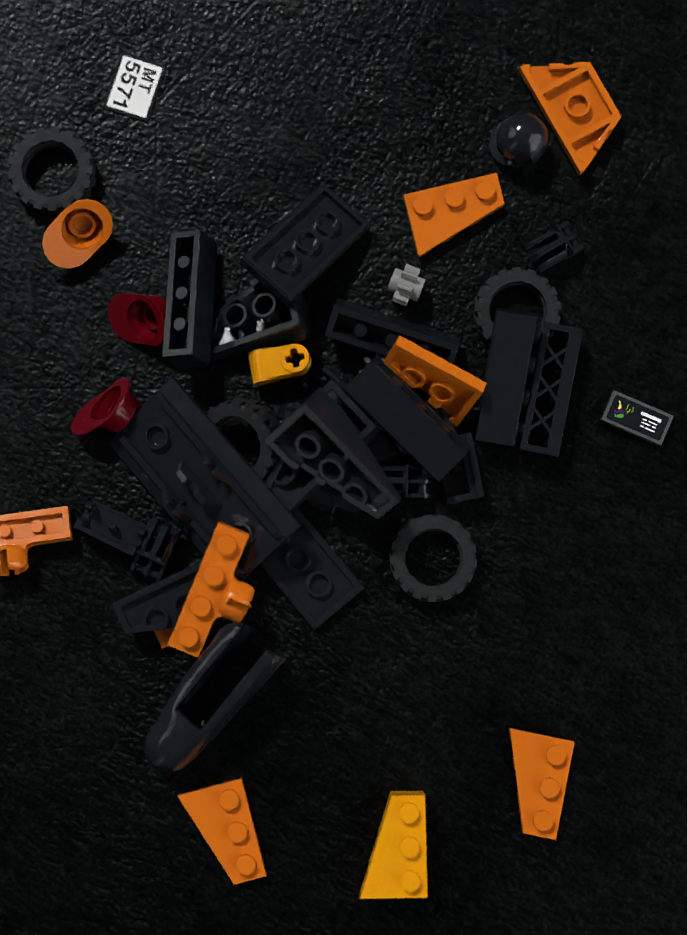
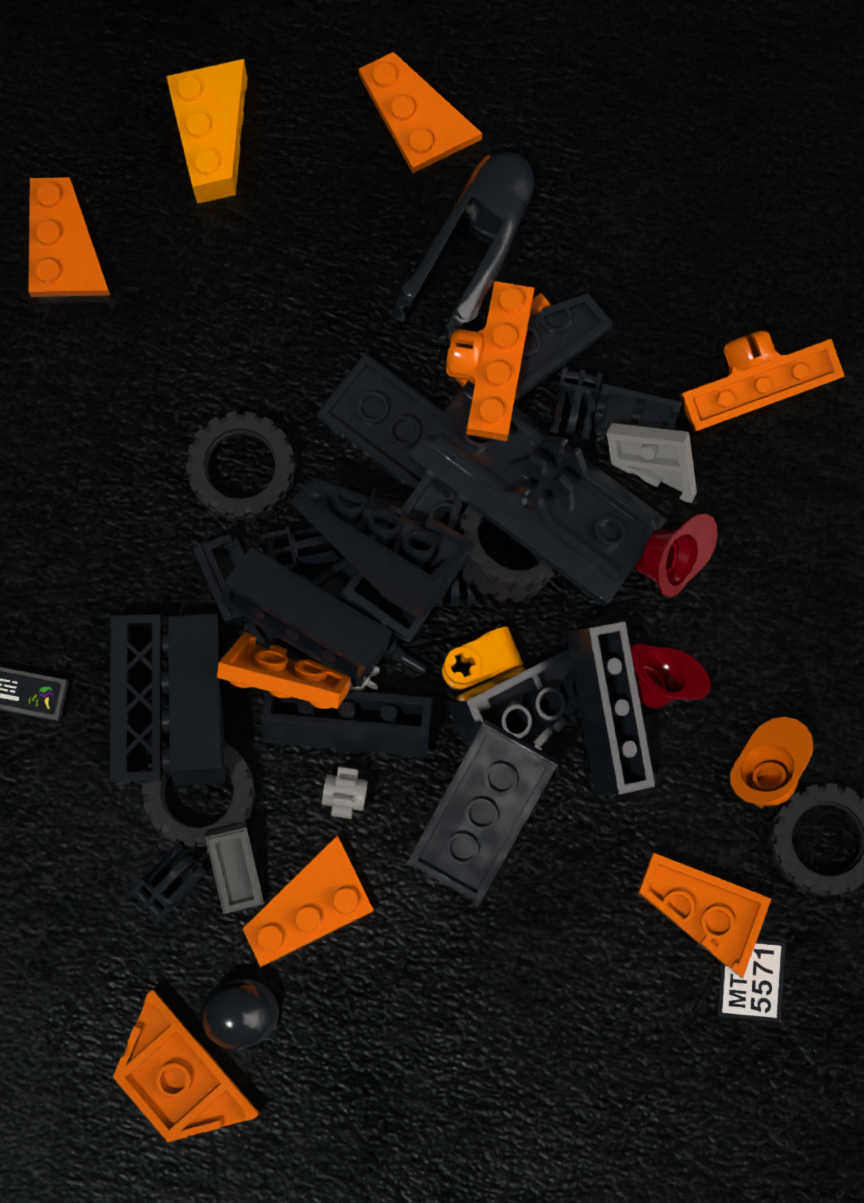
camera: 165 degrees right, 5 degrees down
(106, 492) = (654, 456): none -> light grey wing
(153, 140) = (707, 908): none -> orange wing
(501, 247) = (234, 868): none -> dark grey tile

